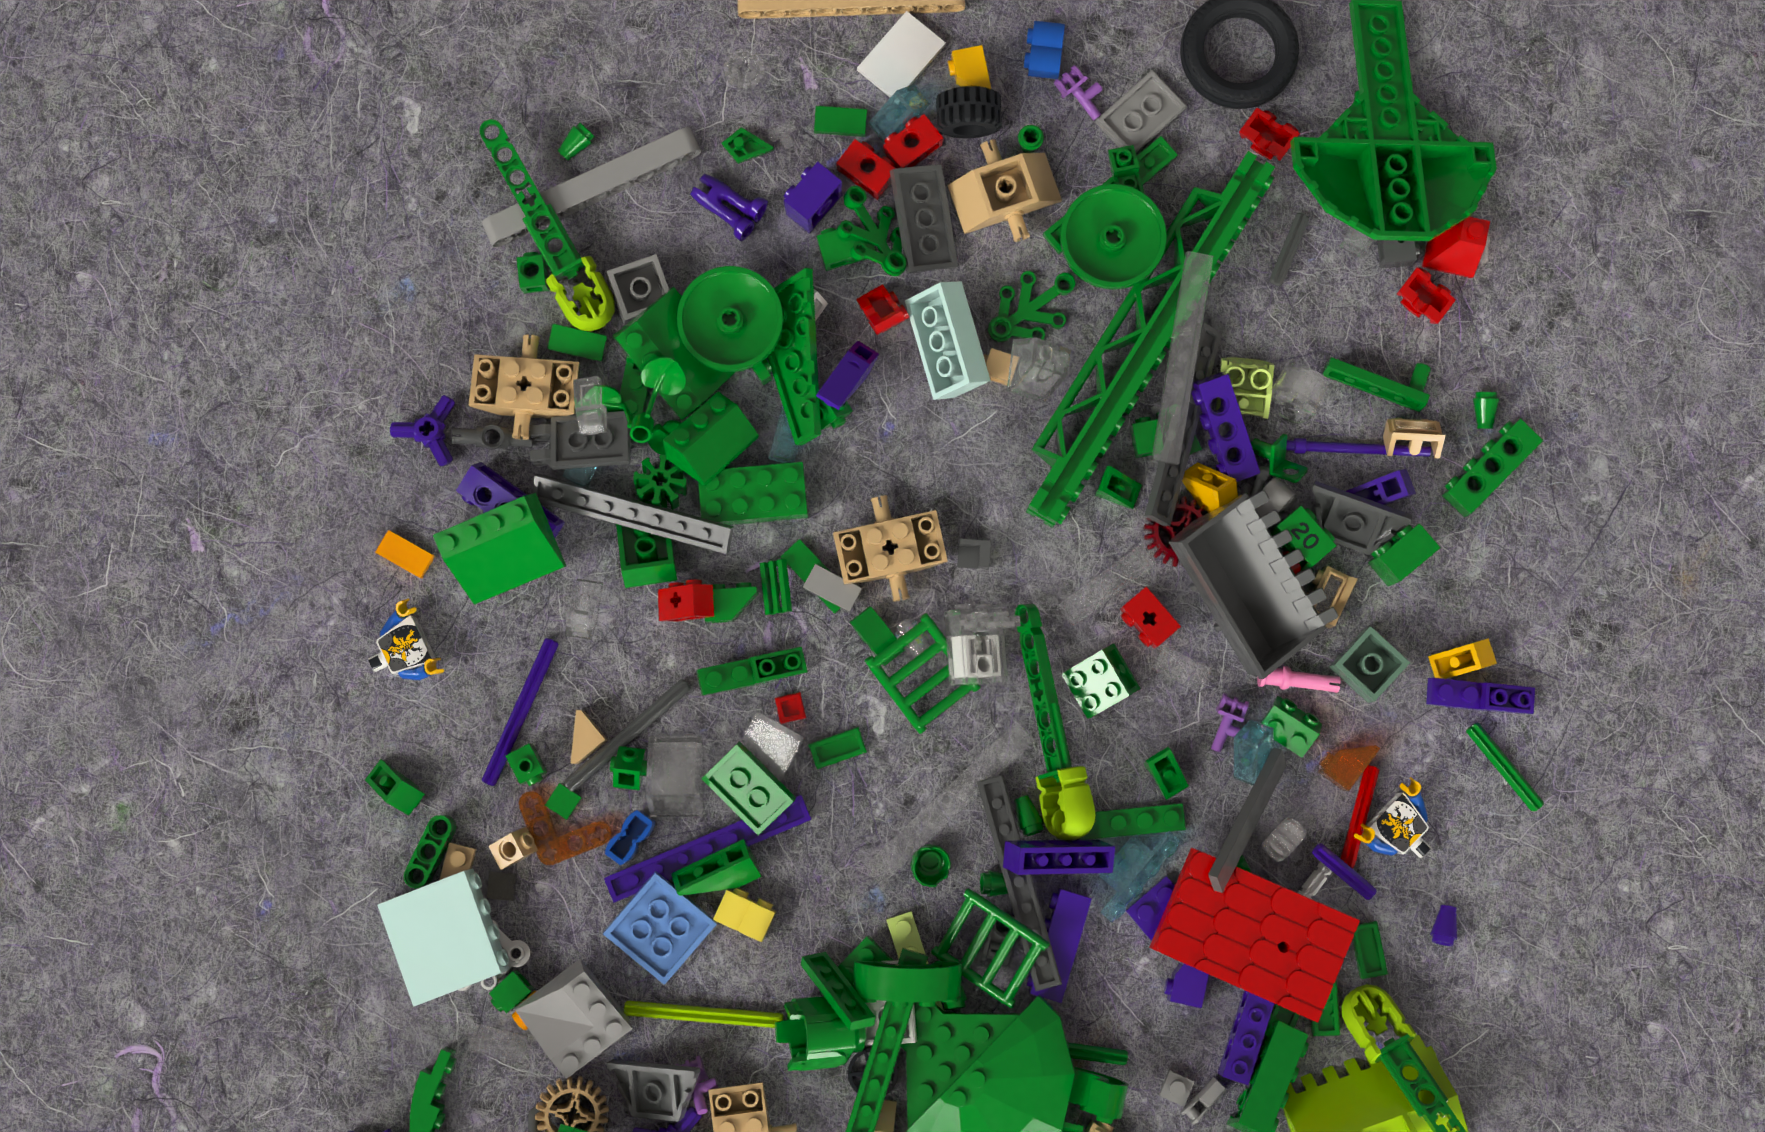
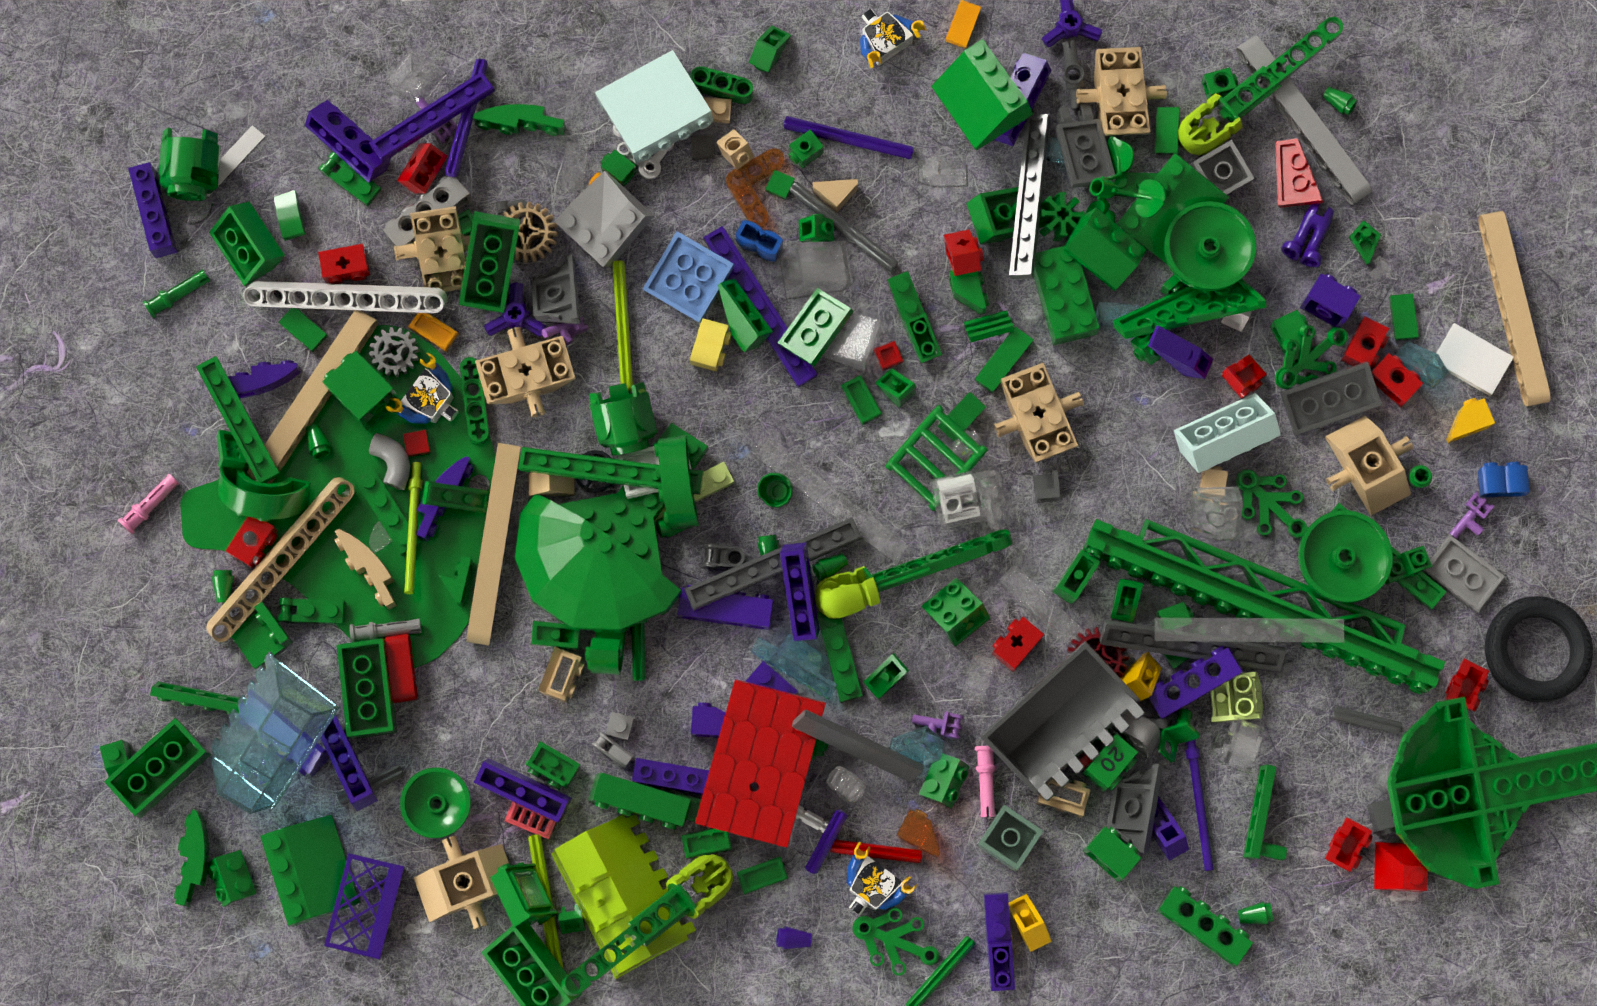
camera: 80 degrees right, 5 degrees down
(588, 405) = (1111, 145): clear slope -> none
(657, 209) = (1294, 176): none -> wing
(829, 706) = (896, 387): none -> green slope
(832, 588) = (995, 370): light grey tile -> none
(838, 991) = (659, 424): green plate -> none
(968, 112) = (1432, 419): black tyre -> none
(1016, 929) = (733, 563): green bar -> none
(1085, 538) = (1076, 577): none -> green slope
(1416, 432) = (1223, 850): tan window -> none
(1460, 814) = (891, 939): none -> green plant

